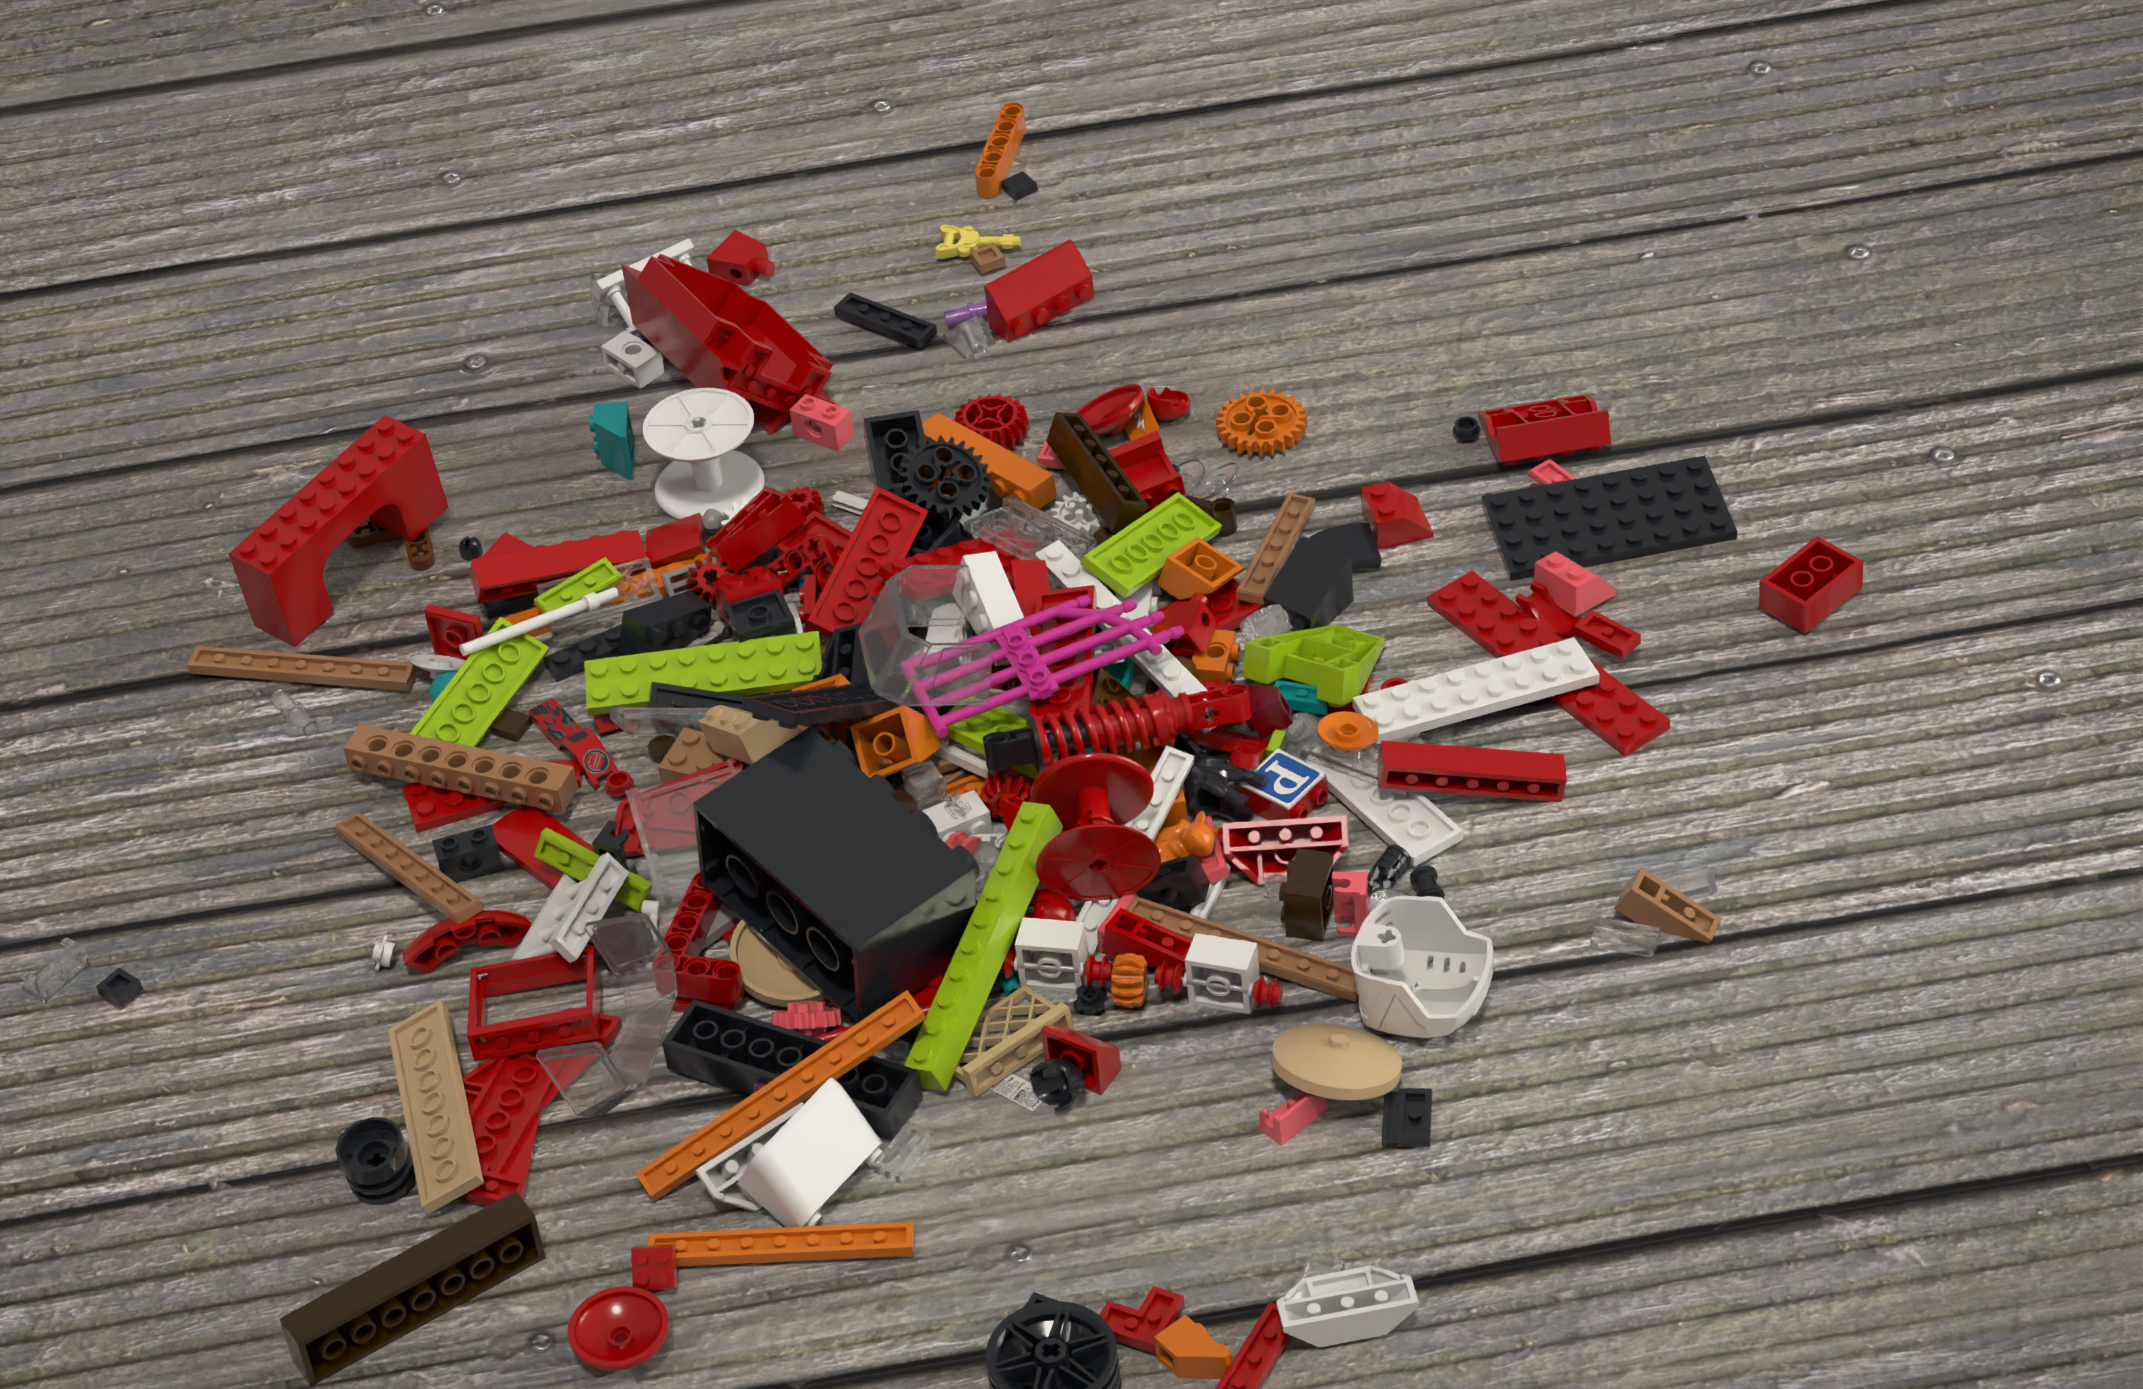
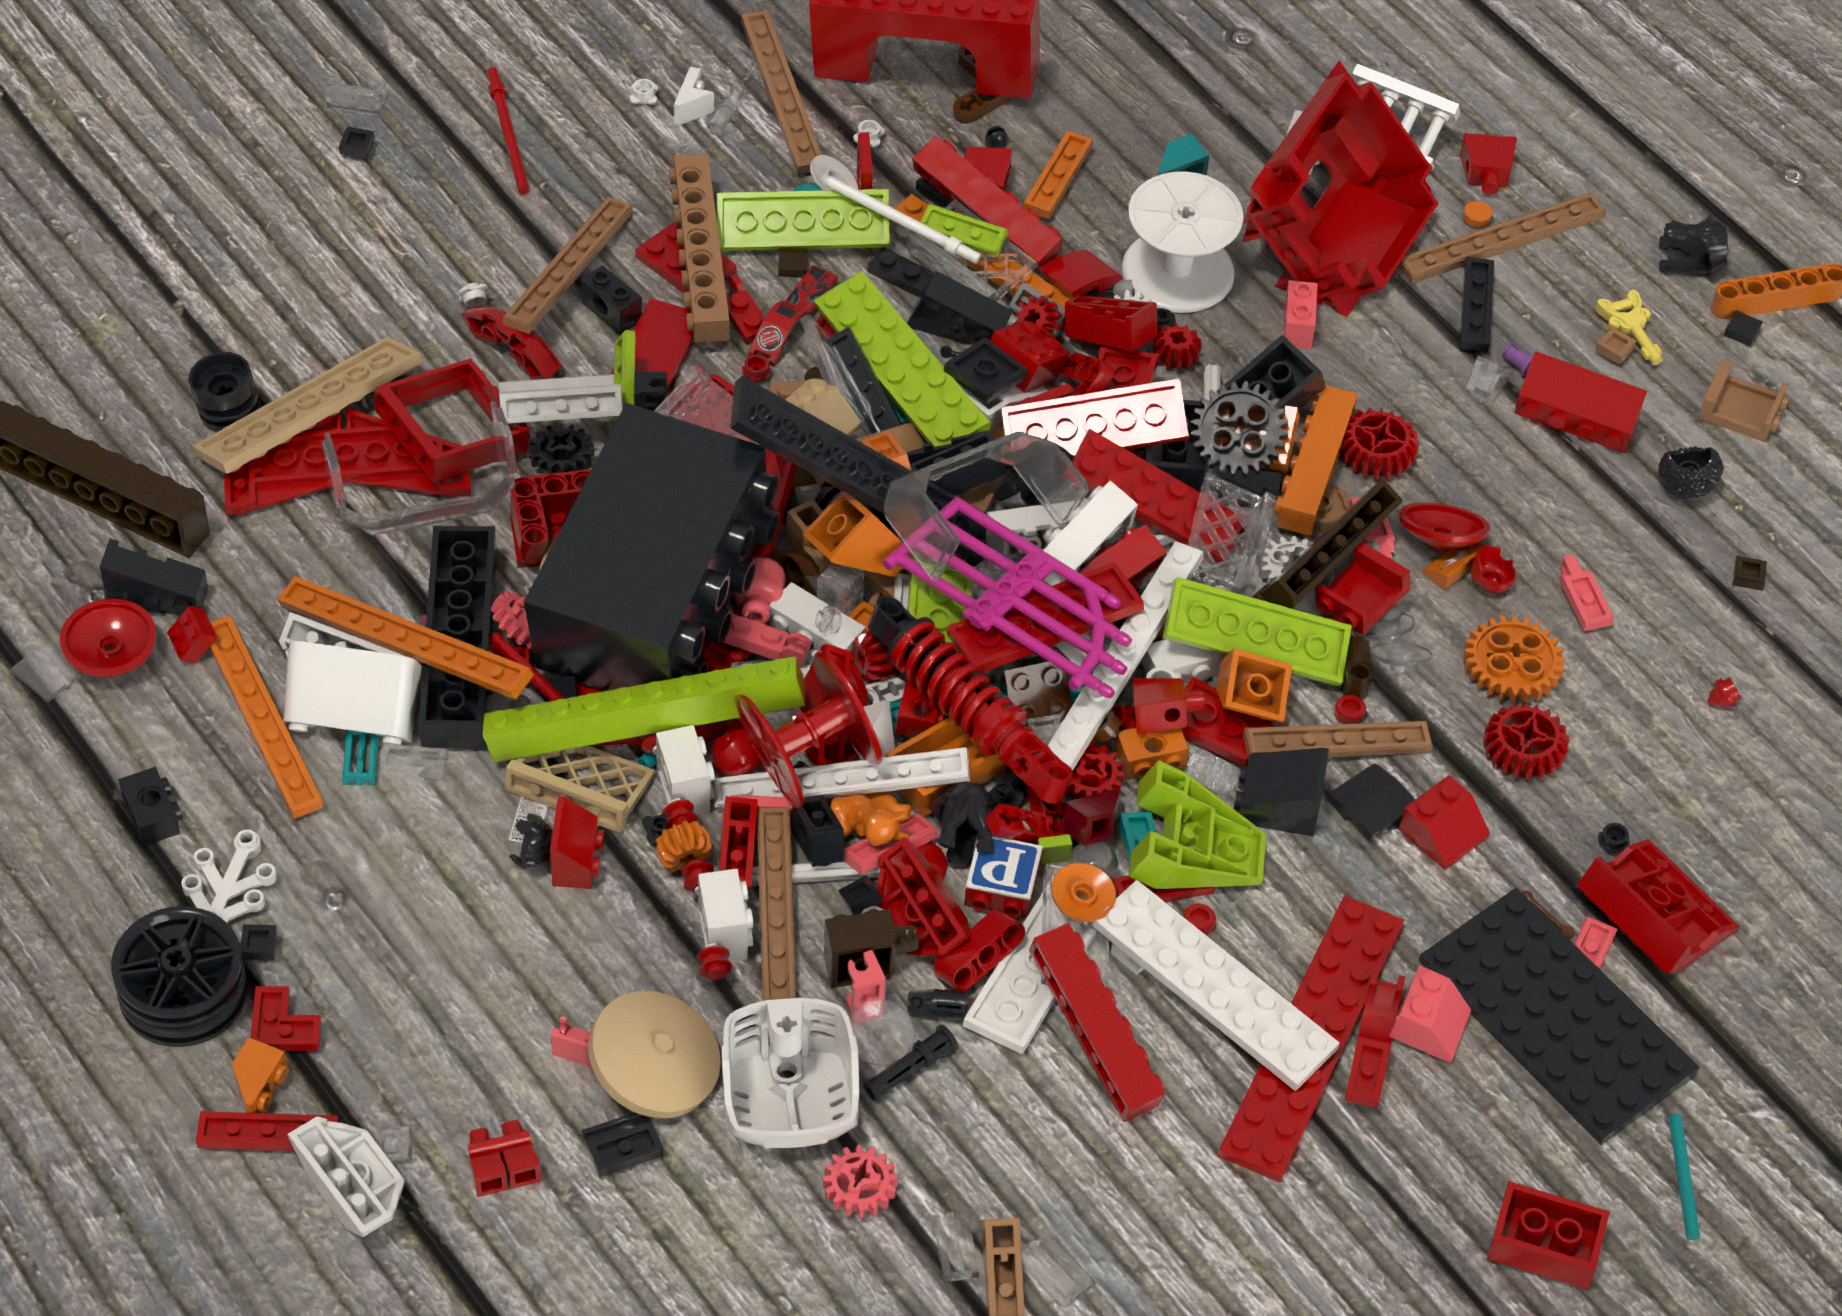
camera: 55 degrees right, 10 degrees up
(137, 868) = (498, 93): none -> red bar
(223, 764) = (643, 92): none -> white plate
(260, 732) = (692, 99): none -> white slope
(398, 627) = (874, 129): none -> white plate
(543, 516) = (1058, 174): none -> orange plate
(568, 1280) = (151, 582): none -> black wedge
(788, 289) = (1477, 214): none -> orange tile
(823, 282) = (1502, 237): none -> medium nougat tile
(835, 1354) = (154, 821): none -> black brick
(870, 1193) = (360, 777): none -> teal tile
(922, 1298) = (229, 886): none -> white plant
(930, 169) = (1703, 244): none -> black piece
(1097, 212) = (1742, 405): none -> medium nougat panel
(1150, 256) = (1691, 471): none -> black hair
(1223, 363) = (1584, 595): none -> coral hinge
(1245, 535) = (1350, 710): none -> red tile
(1247, 886) = (860, 895): none -> black plate
(1261, 269) = (1749, 573): none -> dark brown tile
(1346, 443) = (1543, 750): none -> red gear
(1361, 833) = (985, 947): none -> red beam
(1370, 320) = (1724, 693): none -> red plate
(1382, 1202) = (512, 1149): none -> red hips
(1534, 973) = (849, 1172): none -> coral gear
(1792, 502) = (1684, 1177): none -> teal bar

